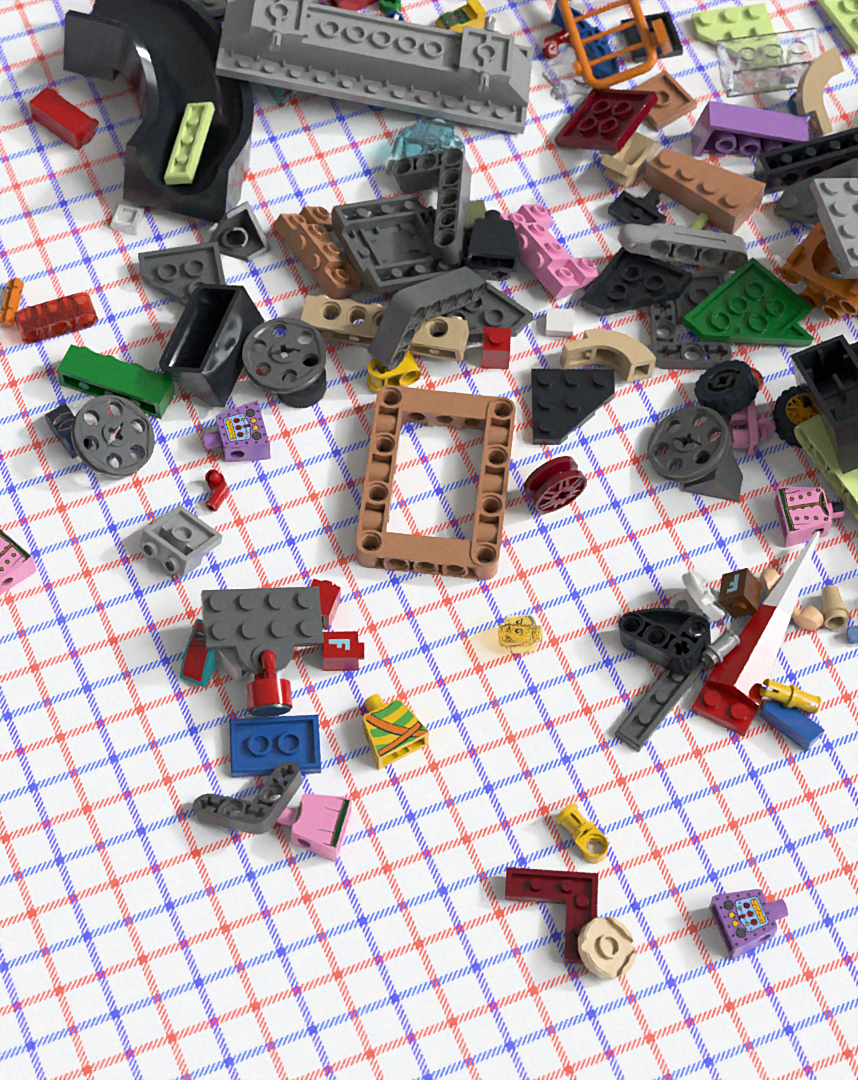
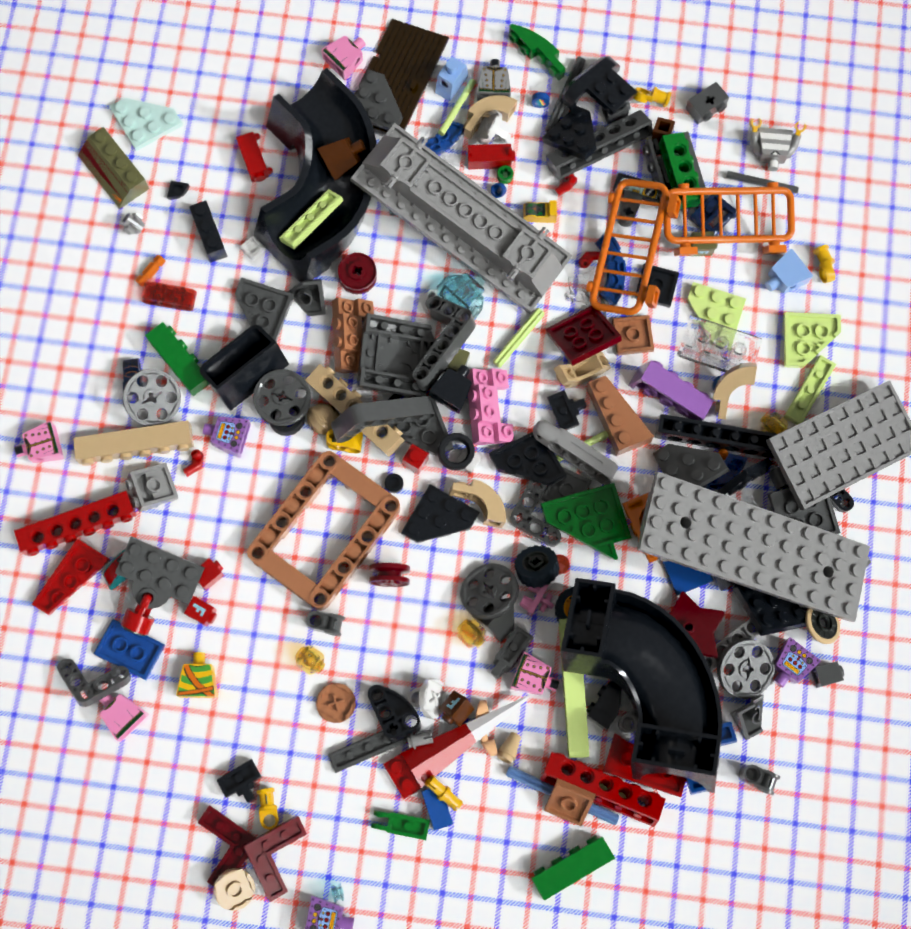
camera: 30 degrees right, 15 degrees up
(60, 222) = (208, 231): none -> black brick
(108, 617) = (27, 535): none -> red brick
(121, 502) = (133, 442): none -> tan brick
(138, 698) = (71, 574): none -> red wing
(184, 53) = (341, 155): none -> reddish brown torso
(282, 184) = (353, 282): none -> dark red wheel
(348, 360) = (320, 417): none -> tan hair
(486, 386) = (394, 483): none -> black tile
(514, 581) = (327, 623): none -> dark grey piece
(527, 163) = (518, 338): none -> yellowish green axle
(527, 820) = (240, 781): none -> black hinge
(547, 297) = (456, 437): none -> black tyre
(584, 670) = (336, 703): none -> nougat tile
(612, 885) = (260, 851): none -> dark red plate
(698, 504) = (471, 633): none -> clear yellow head
(739, 880) = (337, 892): none -> clear light blue bush
(759, 501) = (511, 652): none -> dark grey hinge
(764, 762) = (403, 825): none -> green hinge

